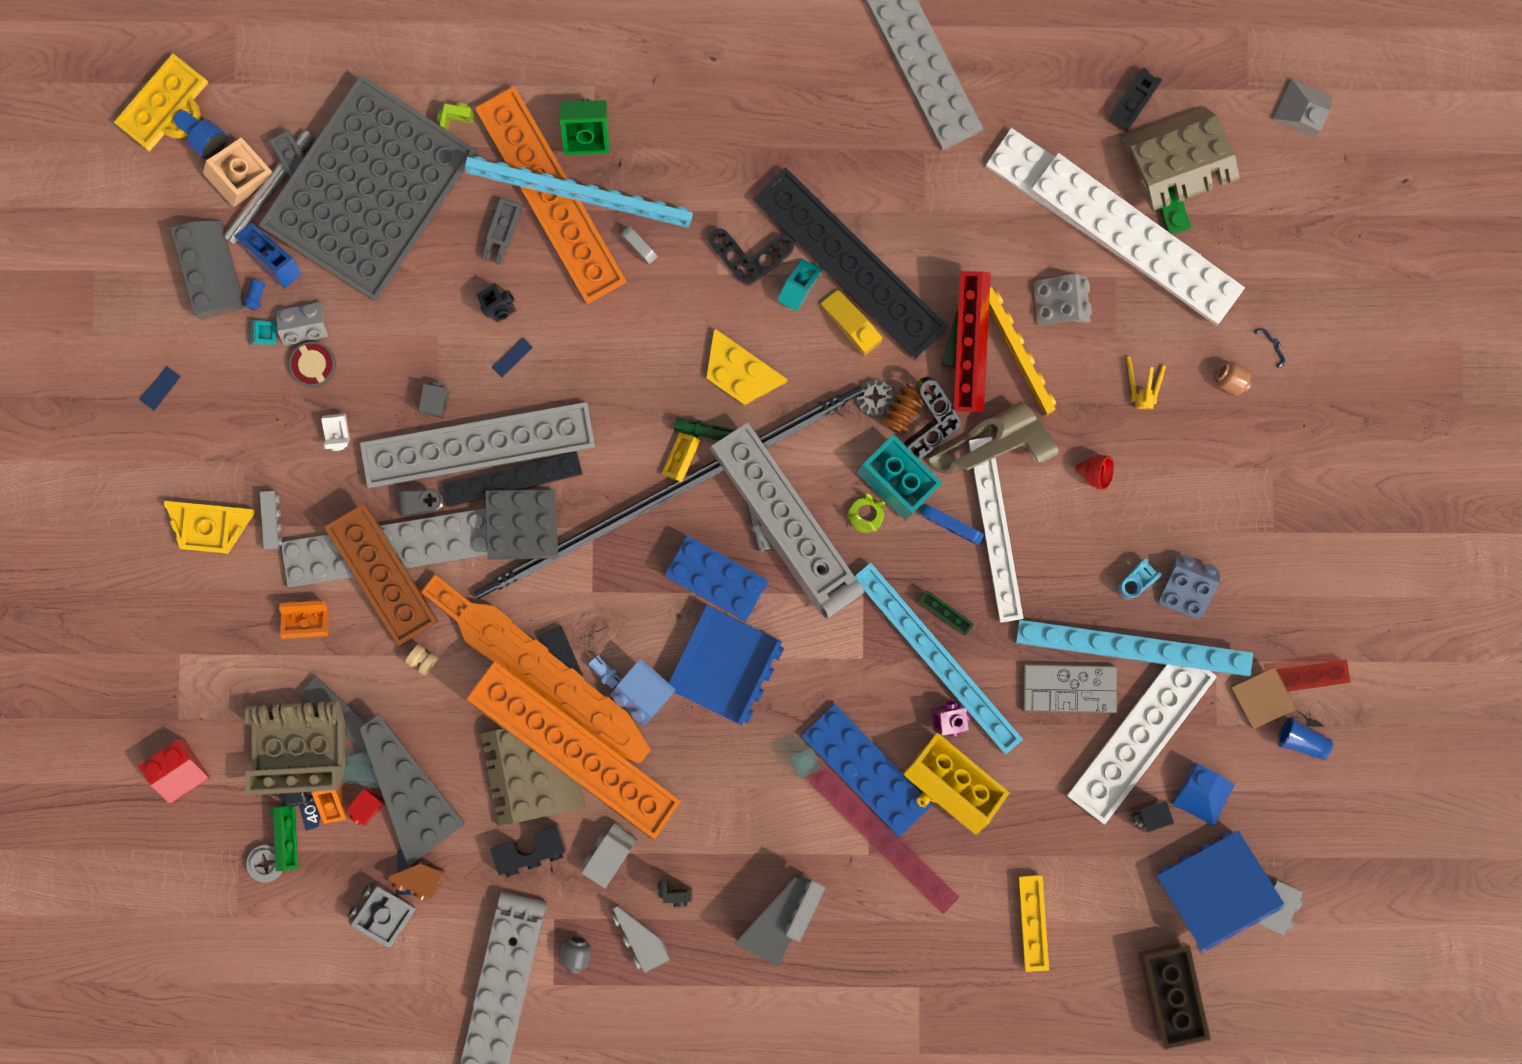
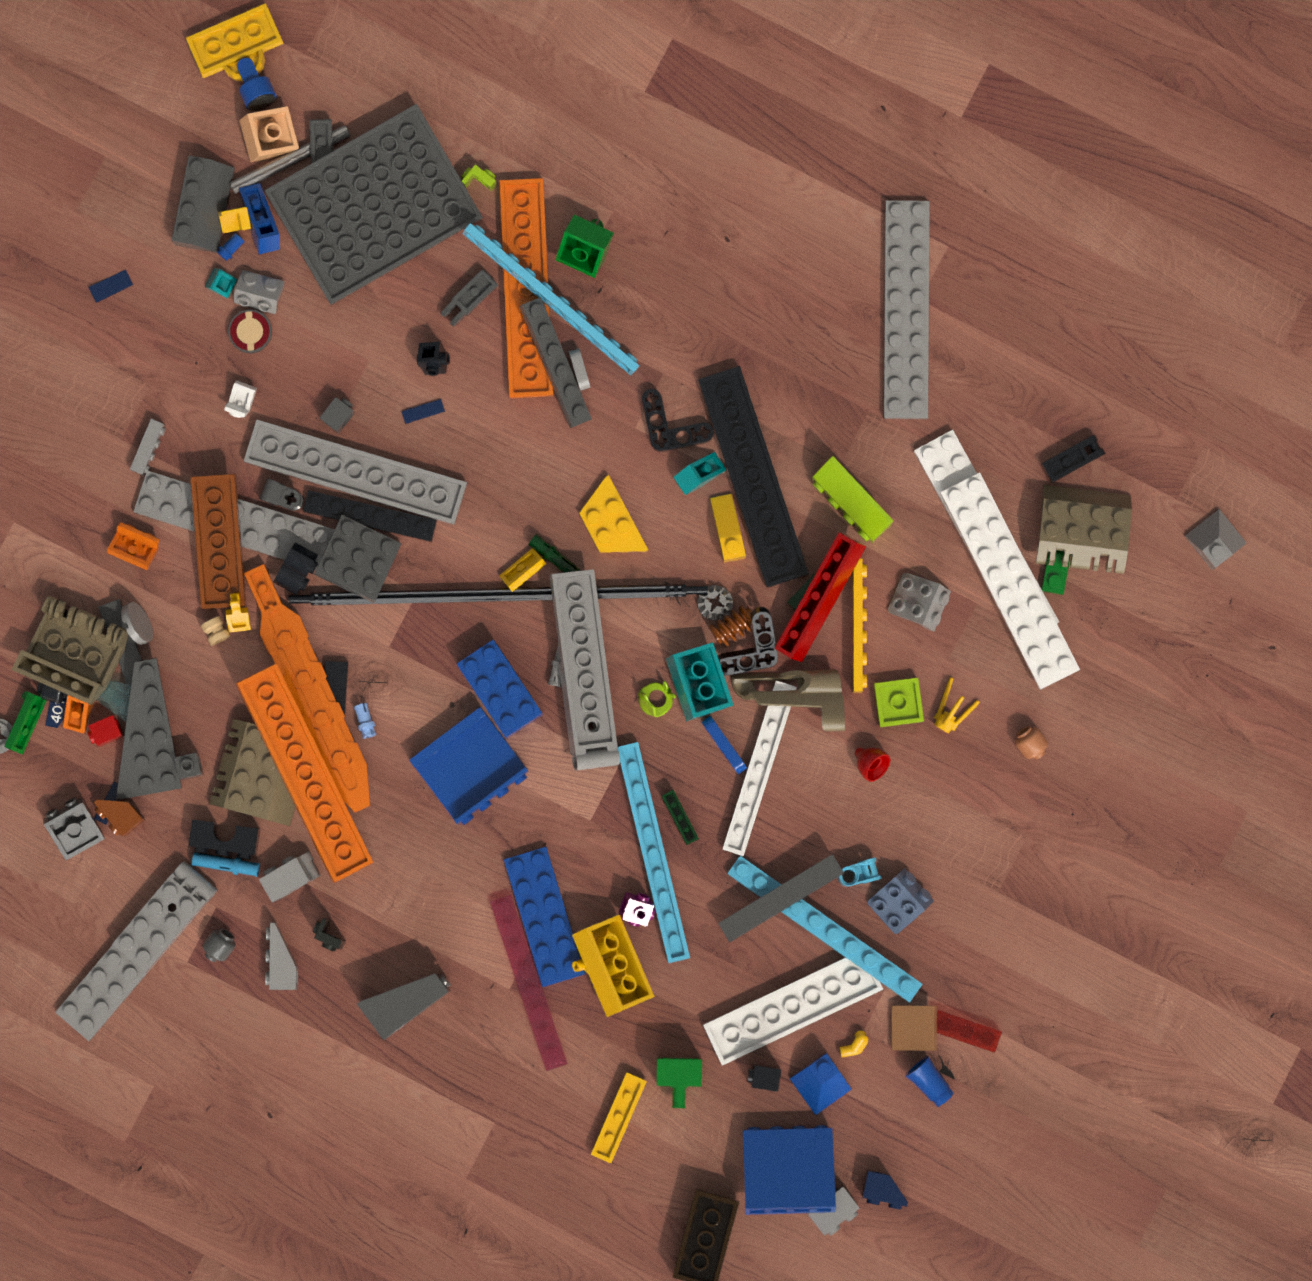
camera: 30 degrees right, 0 degrees up
(207, 526) = (92, 425): yellow wing -> none
(244, 267) = (234, 219): none -> yellow panel
(345, 689) = (138, 623): none -> light grey tile
(435, 636) = (237, 617): none -> yellow plate
(461, 799) = (189, 766): none -> dark grey brick
(468, 563) = (296, 568): none -> black brick
(542, 874) = (226, 864): none -> dark azure pin
(612, 249) = (555, 362): none -> dark grey plate
(642, 692) = (387, 753): medium blue slope -> none
(805, 911) = (426, 1007): light grey piece -> none
(806, 762) = (495, 883): clear light blue brick -> none
(954, 237) = (852, 500): none -> lime slope
(1070, 688) = (765, 944): light grey tile -> none
(1071, 854) = (679, 1075): none -> green brick
(1080, 640) = (781, 898): none -> dark grey tile
(1092, 403) = (899, 702): none -> lime plate
(1220, 740) = (856, 1047): none -> yellow arm
(1273, 341) = (1084, 728): dark blue piece -> none
(1311, 862) = (882, 1188): none -> dark blue slope

